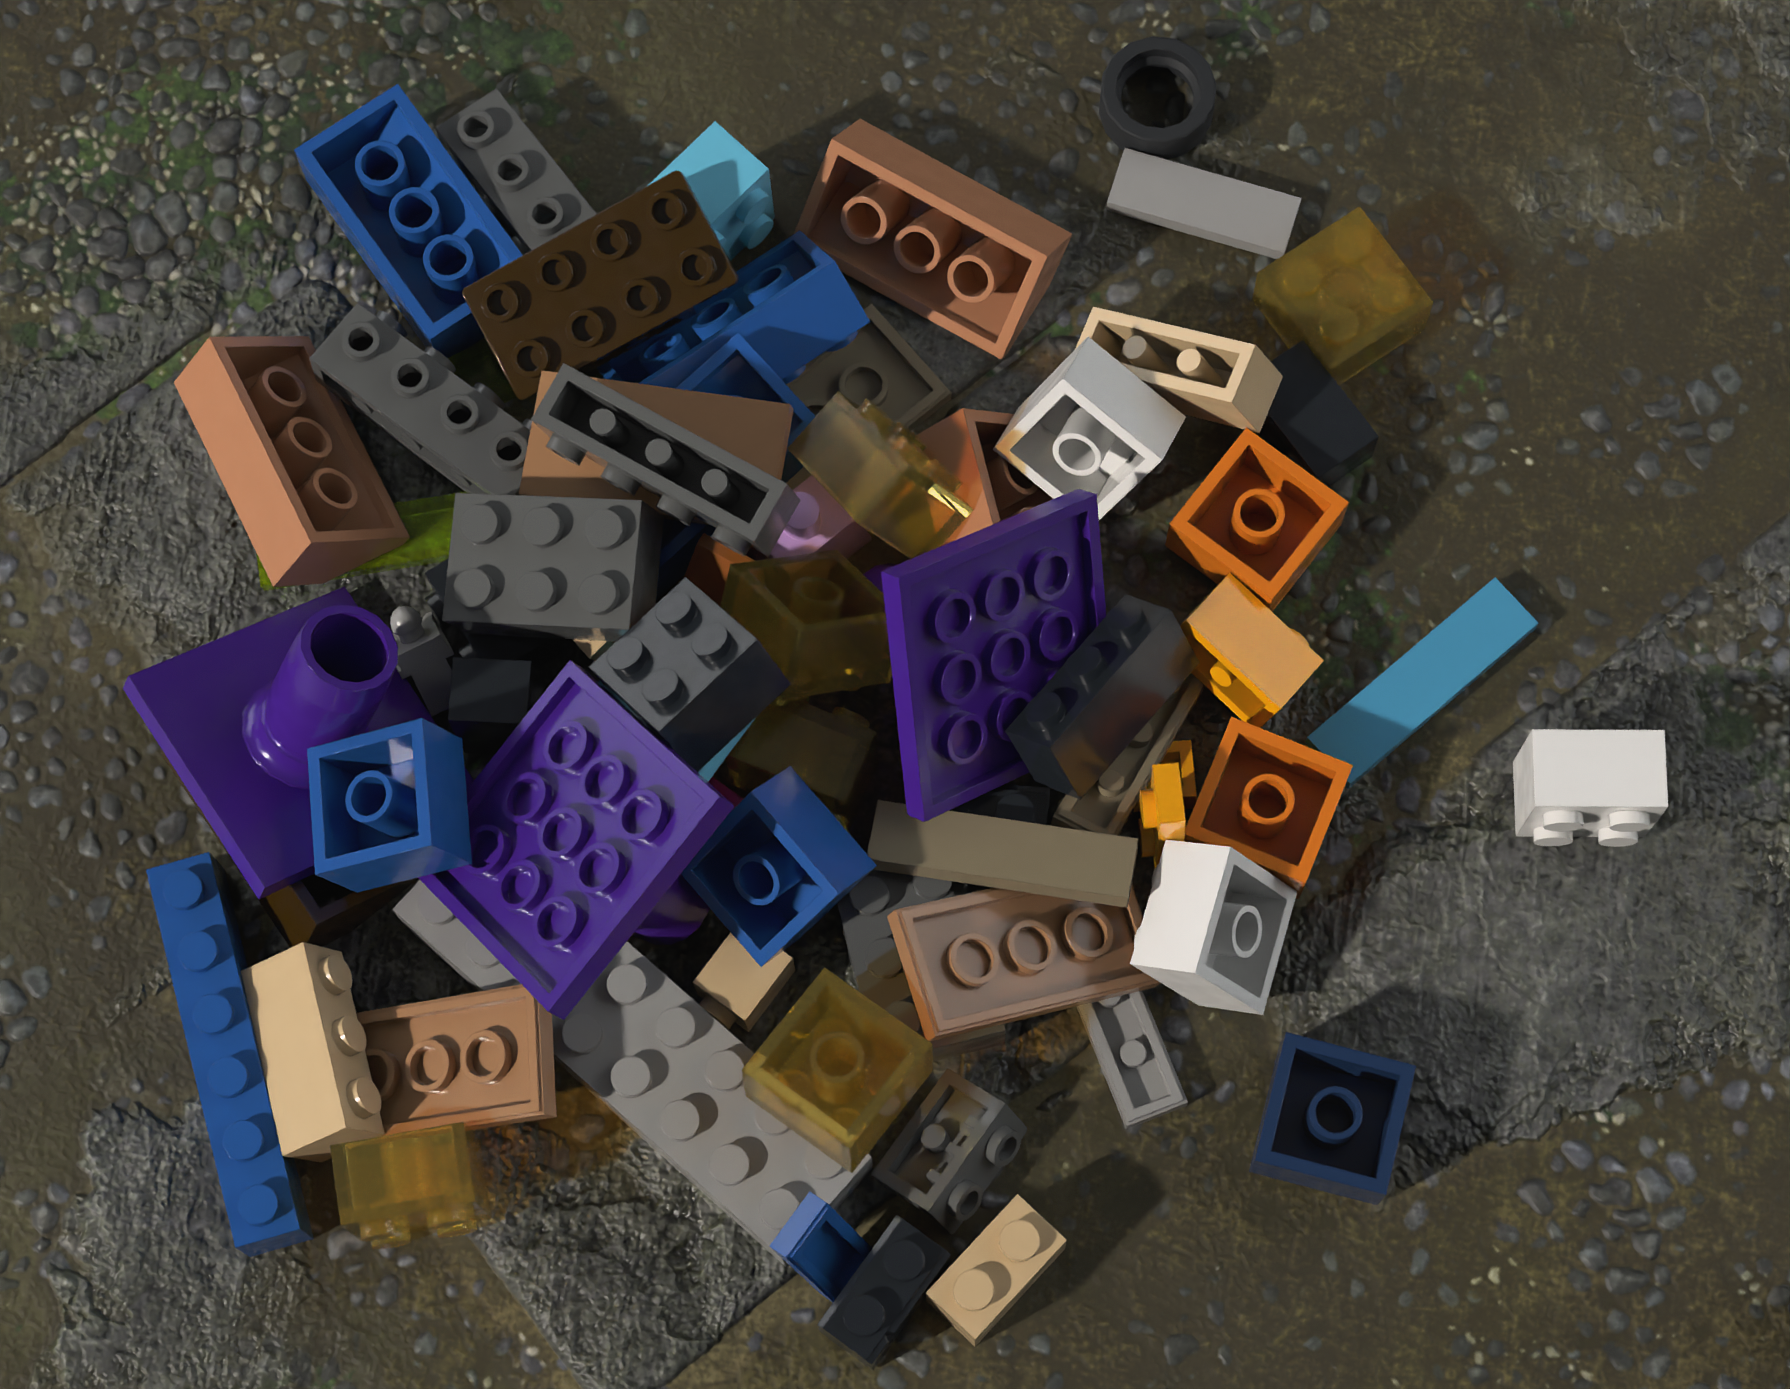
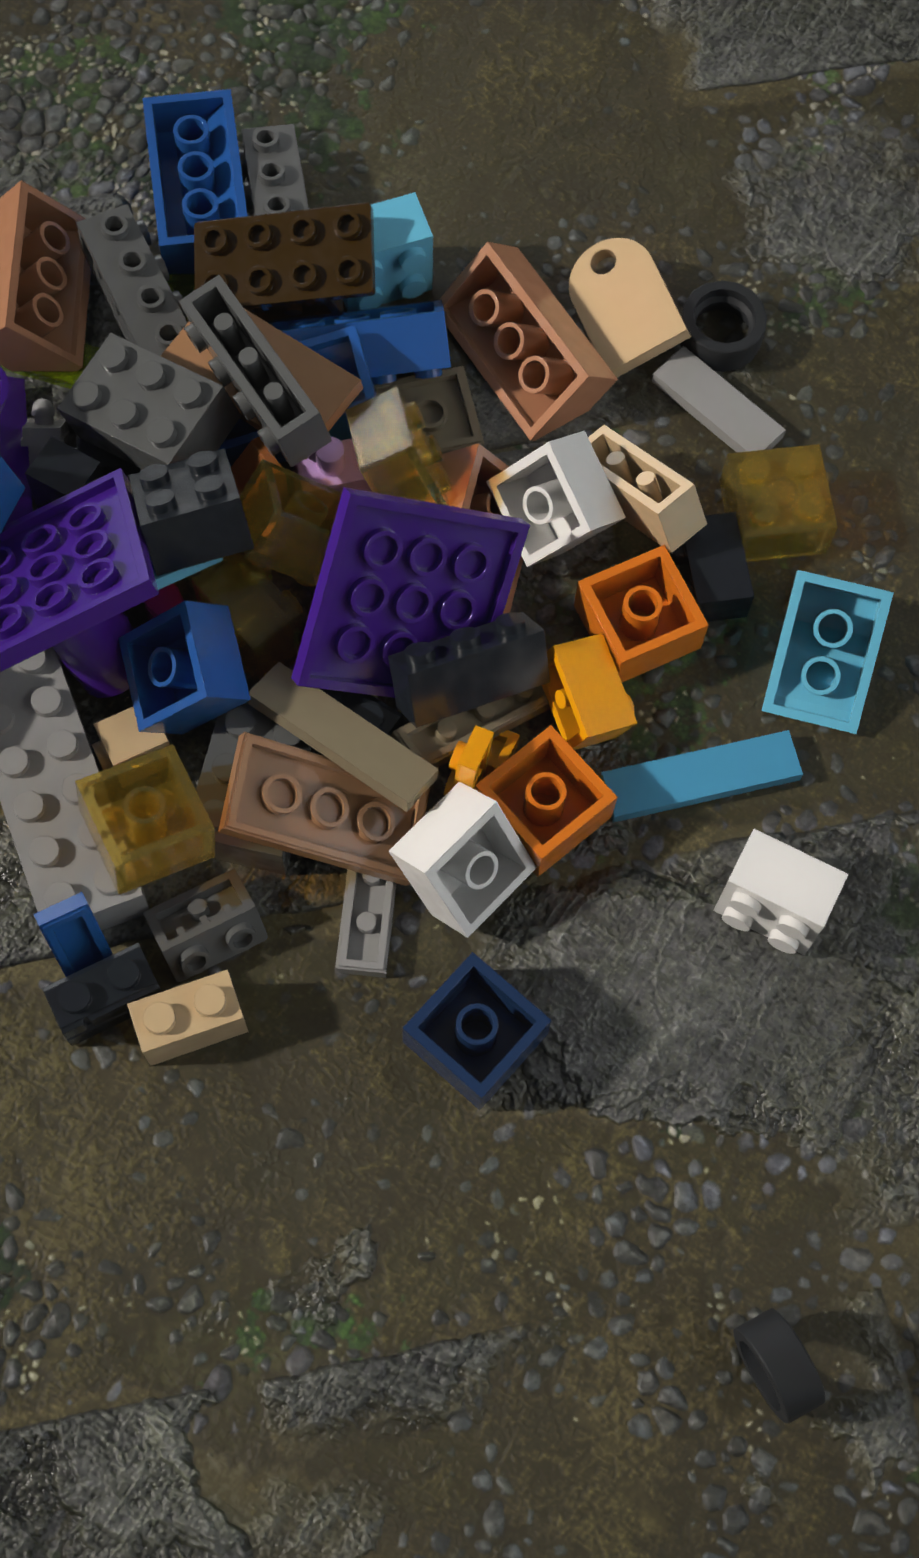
camera: 20 degrees right, 5 degrees down
(1032, 132) = (627, 309): none -> tan tile
(1491, 456) = (827, 651): none -> medium azure slope

